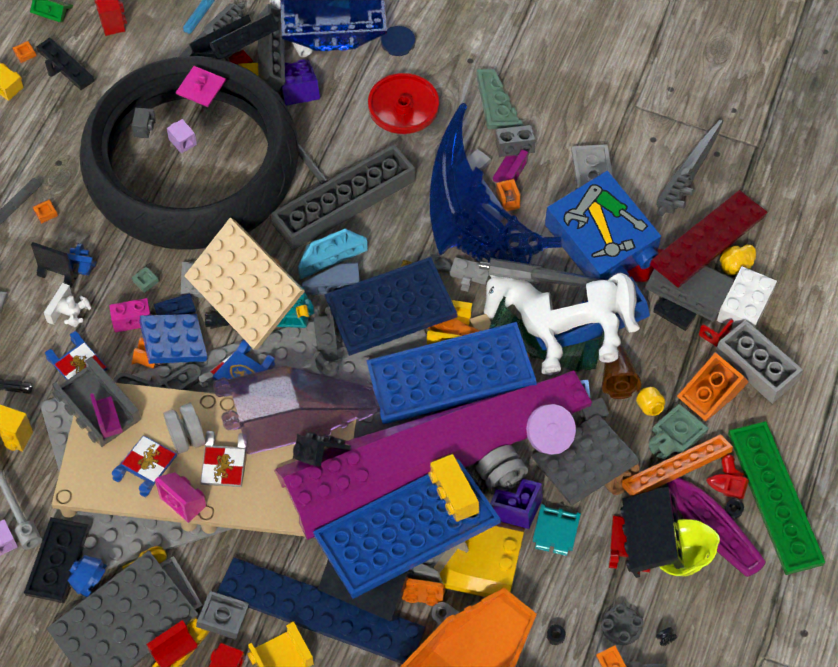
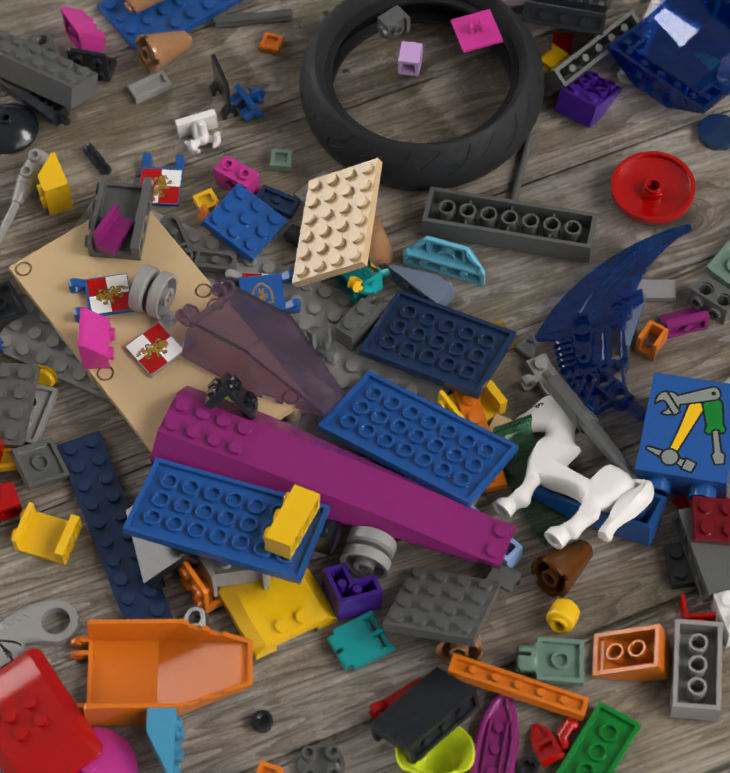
camera: 50 degrees right, 0 degrees up
(125, 348) = (206, 197): none -> yellow plate
(551, 429) = (436, 554): lavender wheel -> none

